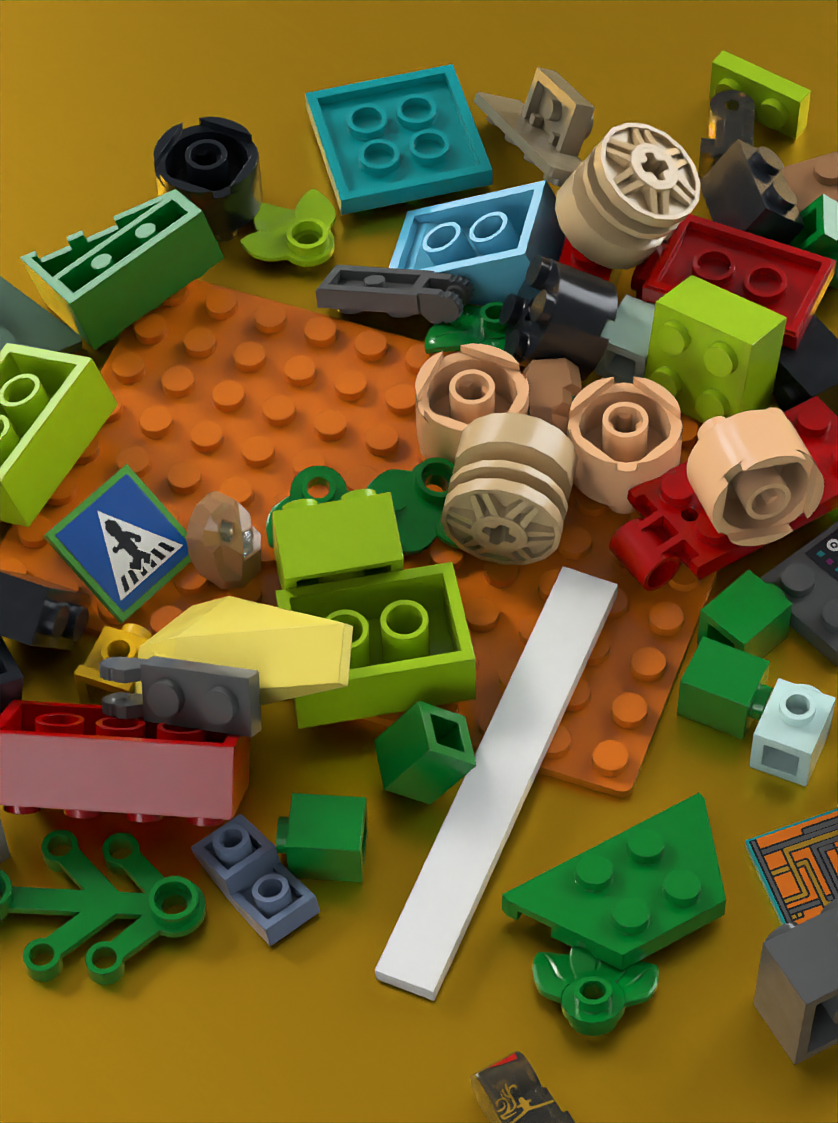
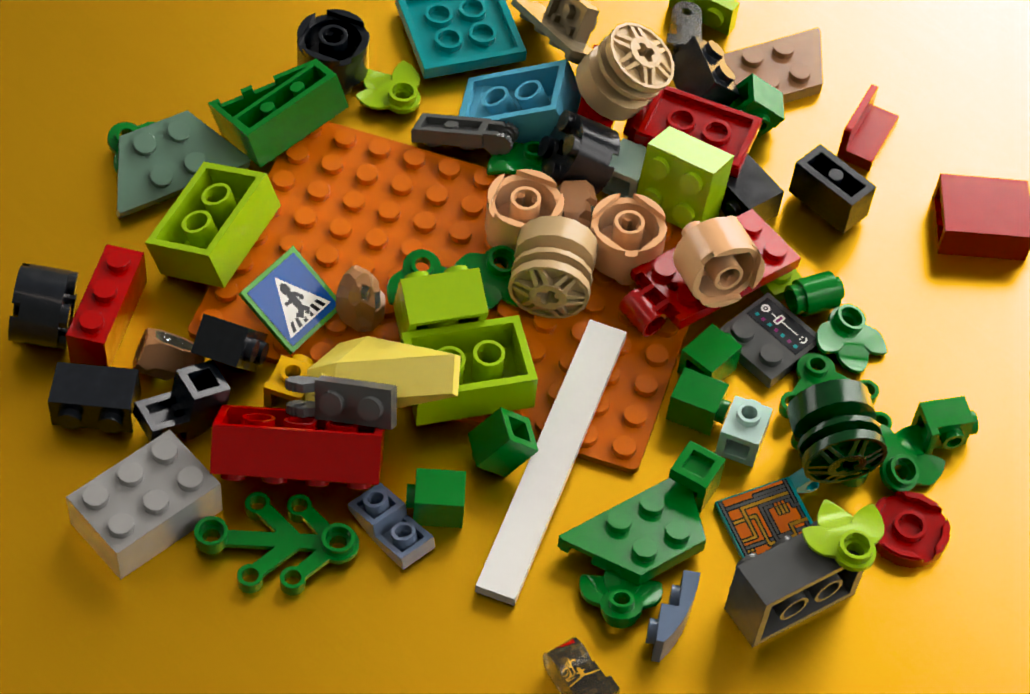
camera: 10 degrees left, 0 degrees up
(672, 1020) = (672, 618): none -> sand blue slope
(719, 796) = (699, 471): none -> green panel

